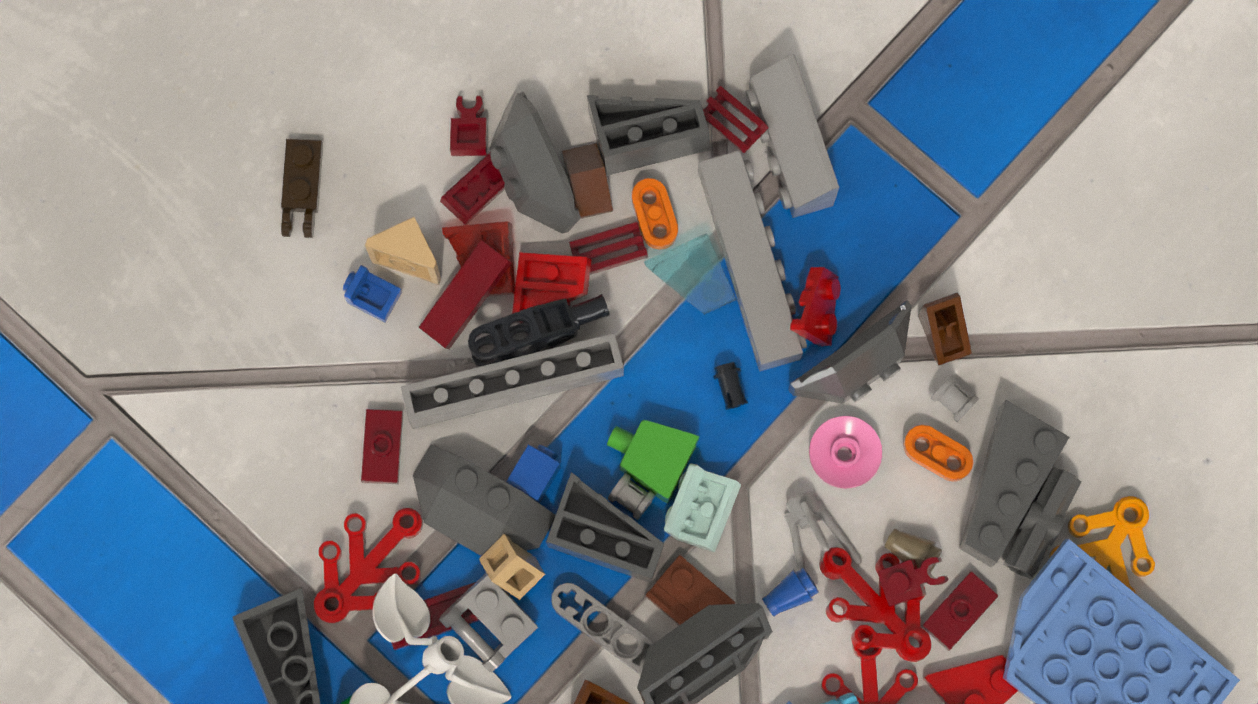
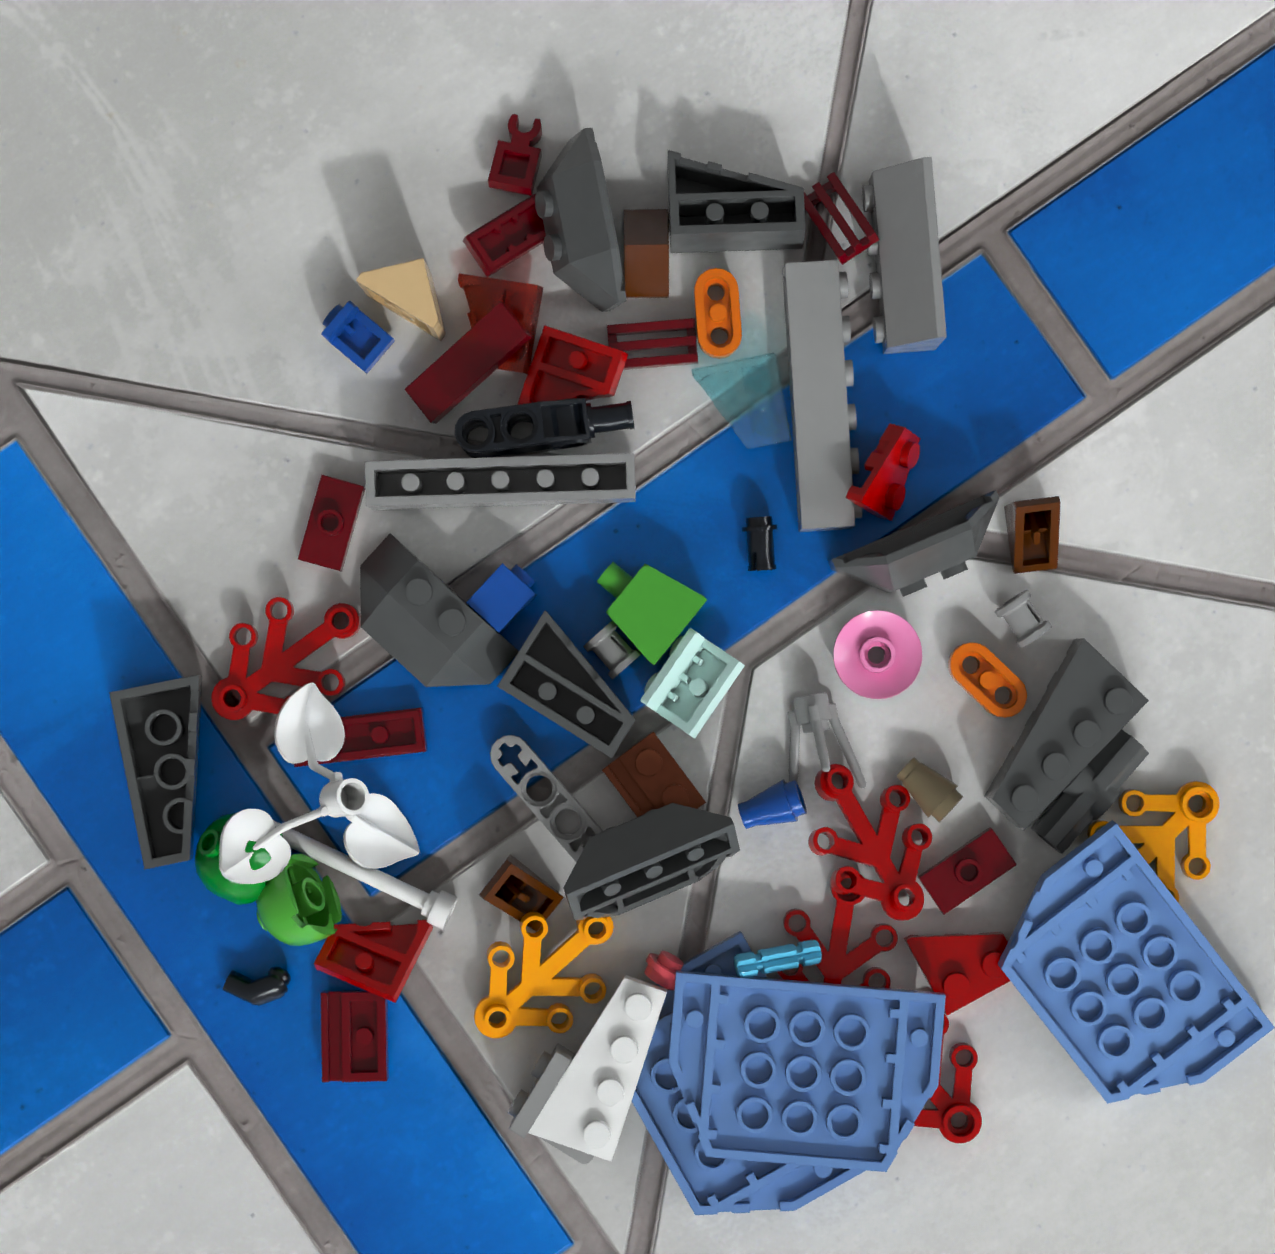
camera: 20 degrees right, 10 degrees up
(301, 184) = (301, 181): dark brown hinge -> none
(498, 613) = (423, 753): light grey plate -> none
(511, 567) = (451, 704): tan brick -> none
(906, 581) = (911, 826): dark red plate -> none

